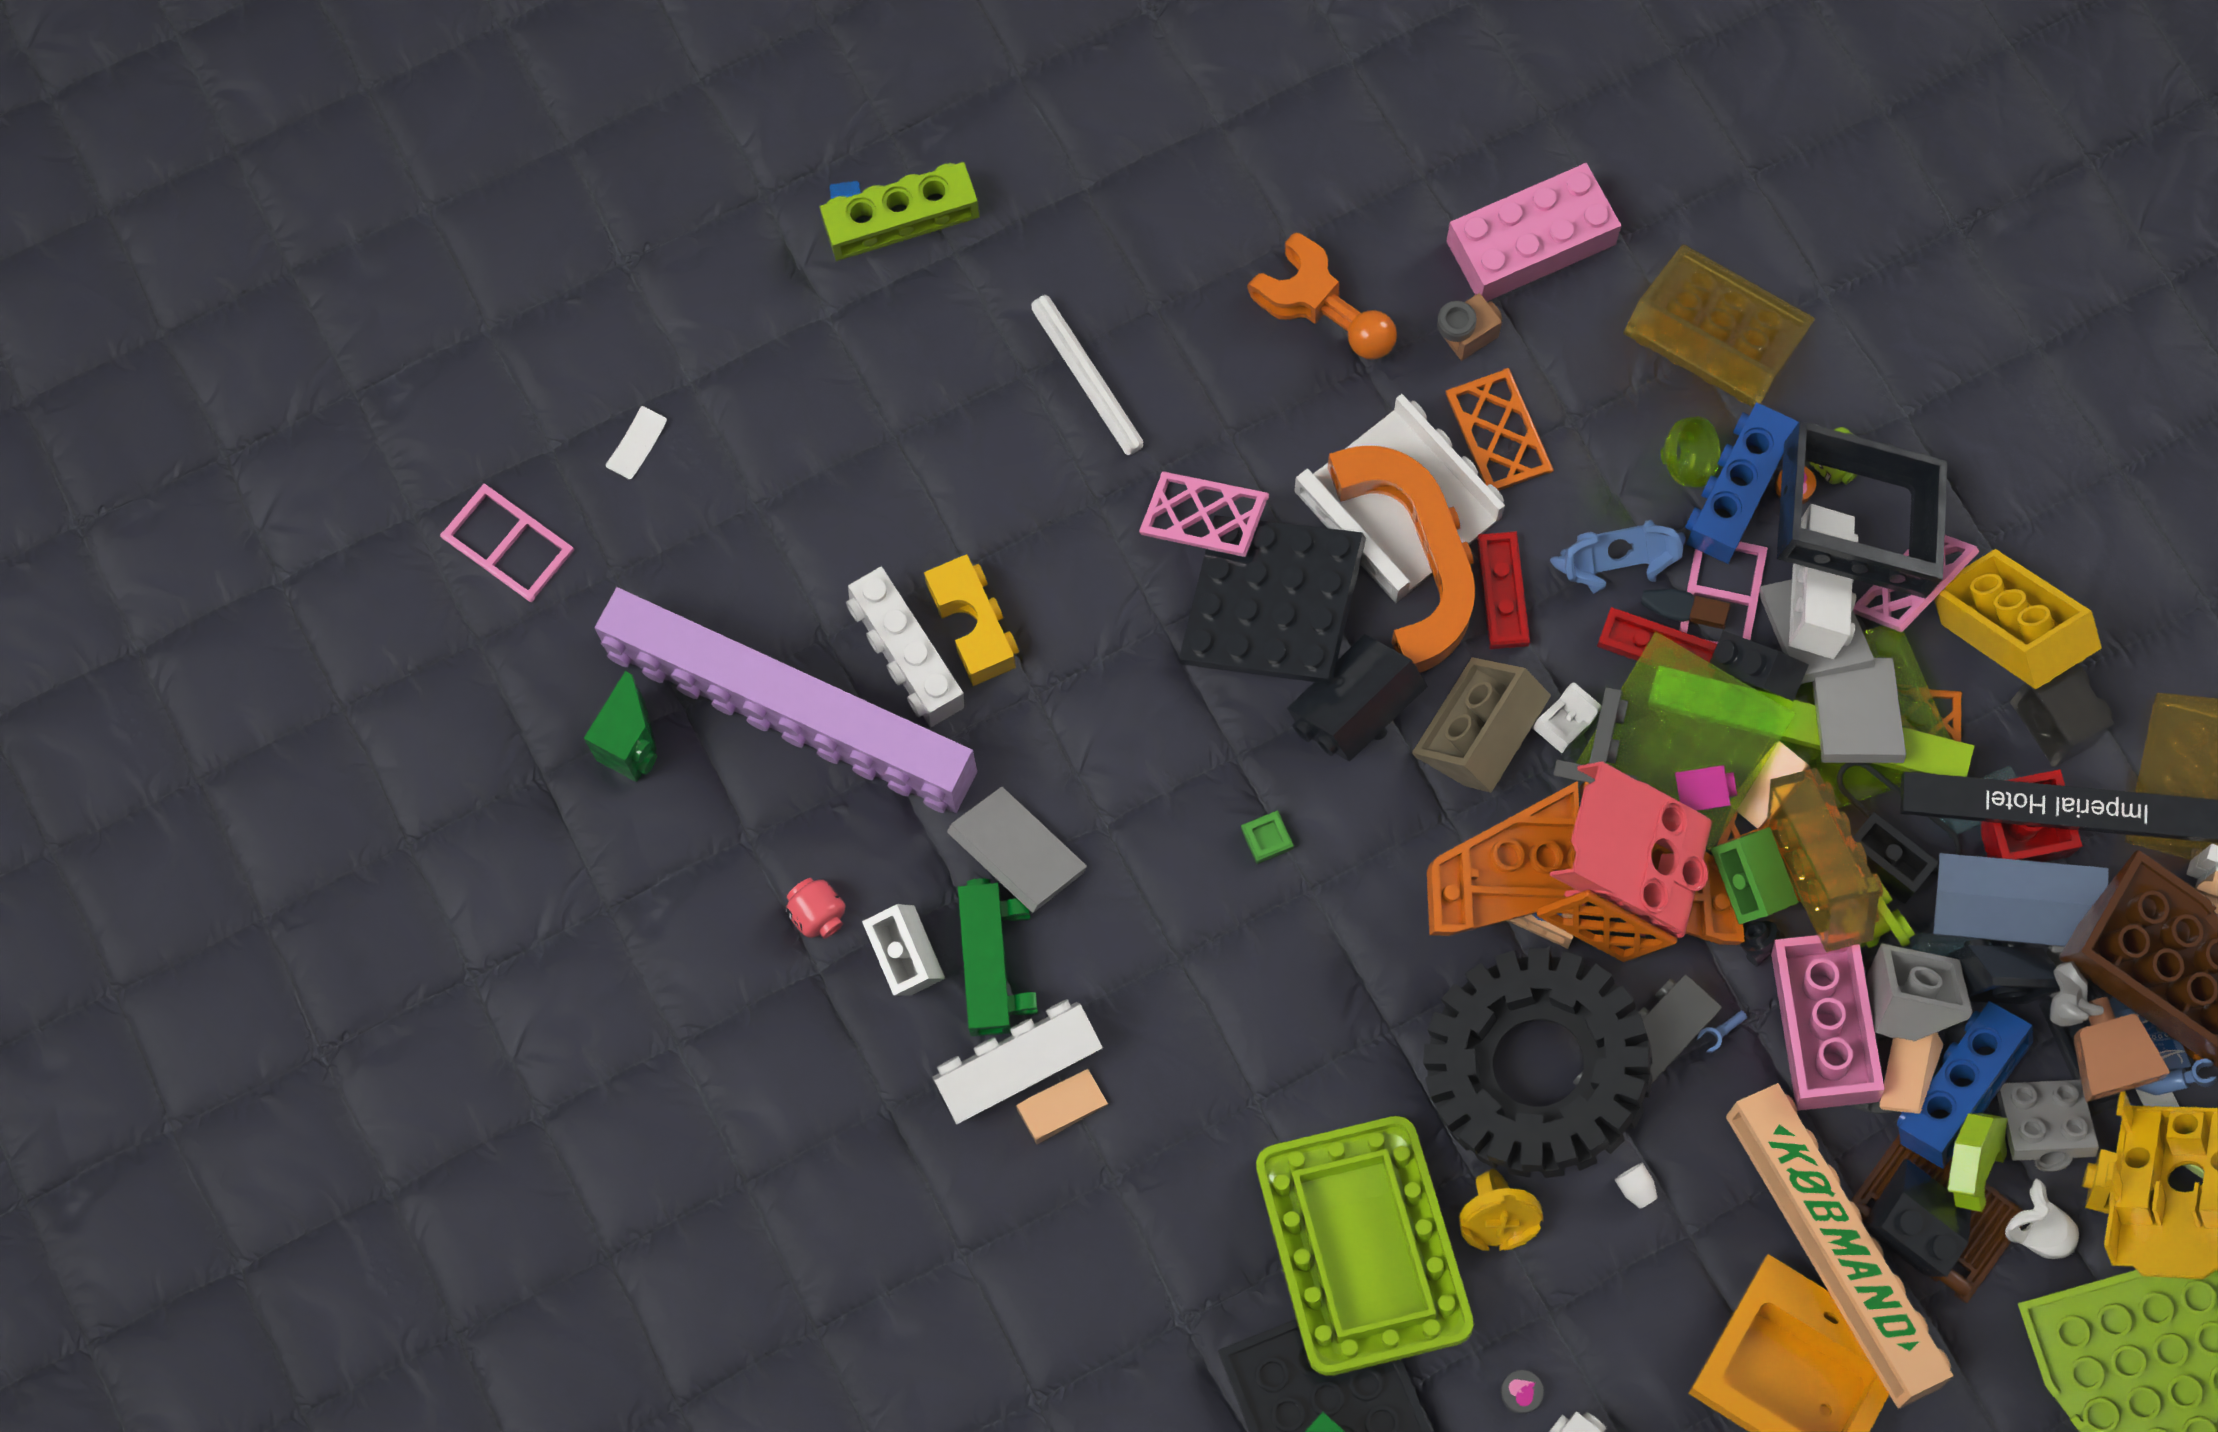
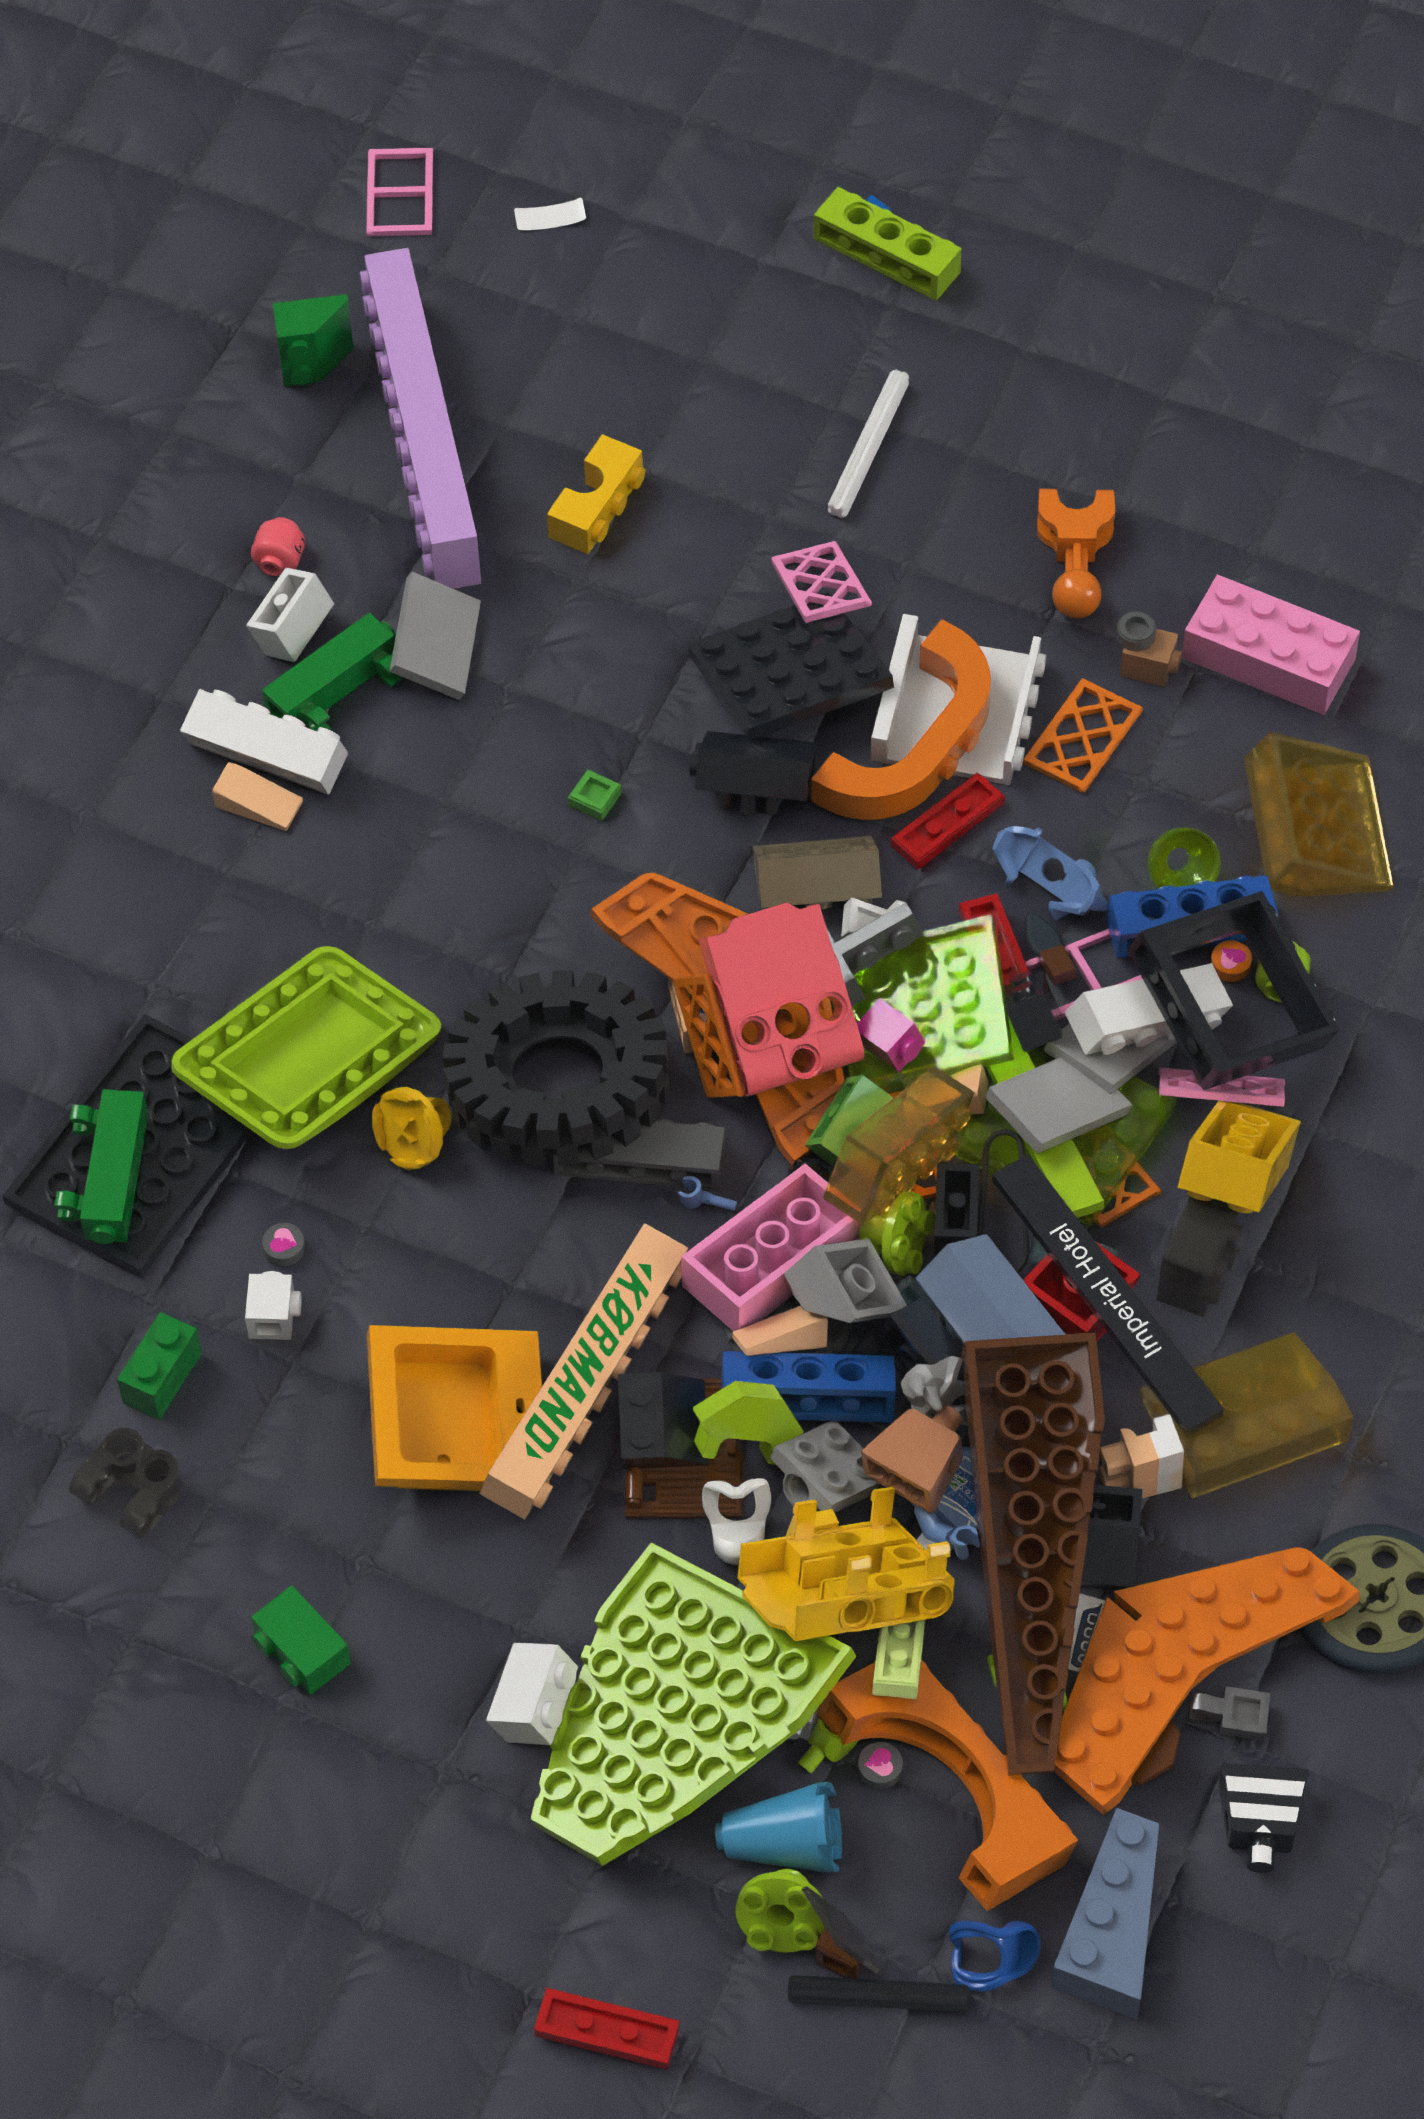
camera: 50 degrees right, 15 degrees down
(906, 647) = (534, 468): white brick -> none
(1637, 1185) = (522, 1216): white hose -> none

